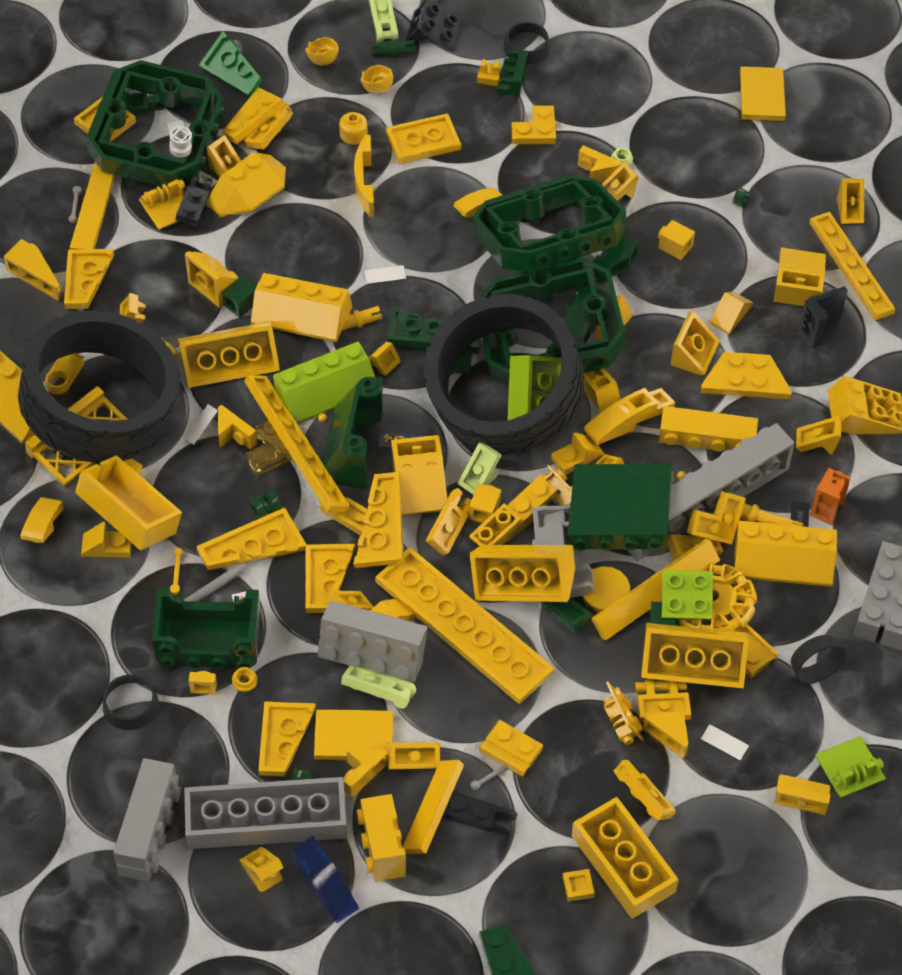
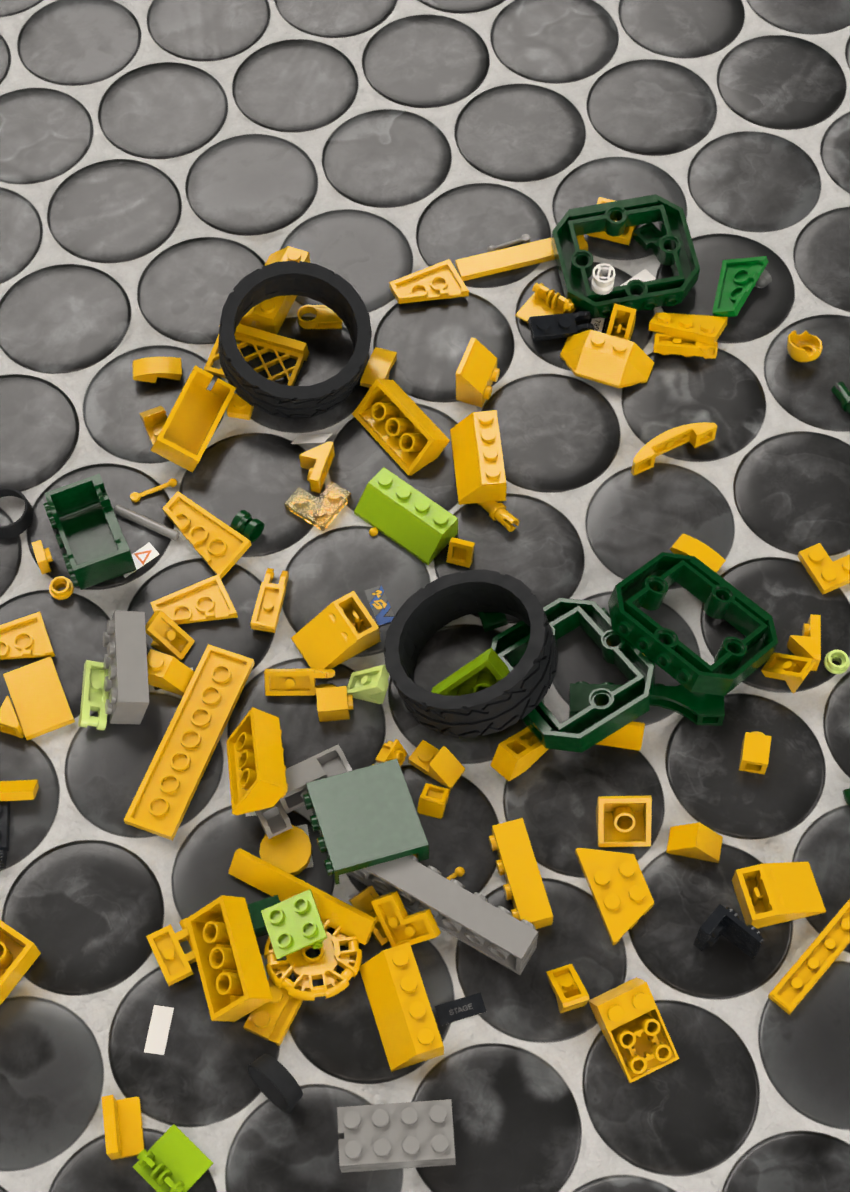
camera: 70 degrees right, 5 degrees up
(29, 265) = (417, 244): yellow slope -> none
(132, 308) = (411, 331): yellow tile -> none
(239, 296) = (467, 403): dark green brick -> none
(297, 444) = (319, 522): yellow tile -> none
(344, 451) = (379, 548): dark green windscreen -> none
(353, 128) = (721, 410): yellow head -> none
(377, 79) = (798, 405): yellow hair -> none
(382, 529) = (252, 629): yellow wing -> none
(385, 274) = (568, 513): white sticker -> none
(413, 754) = (34, 753): yellow slope -> none
(414, 331) = (509, 557): dark green wing -> none
(423, 138) = (753, 476): yellow tile -> none
(475, 785) = (60, 841): light grey hinge -> none
(511, 748) = (74, 835): yellow plate -> none
(516, 516) = (326, 733): yellow slope -> none
(568, 613) = (240, 830): dark green plate -> none
(619, 712) = (140, 917): yellow hinge -> none
(626, 413) = (504, 790): yellow slope -> none
(645, 791) = (66, 973): yellow hinge -> none
(669, 730) = (142, 972): yellow slope -> none
(753, 514) = (437, 958): yellow pin -> none
(829, 495) = (488, 1024): orange hinge -> none

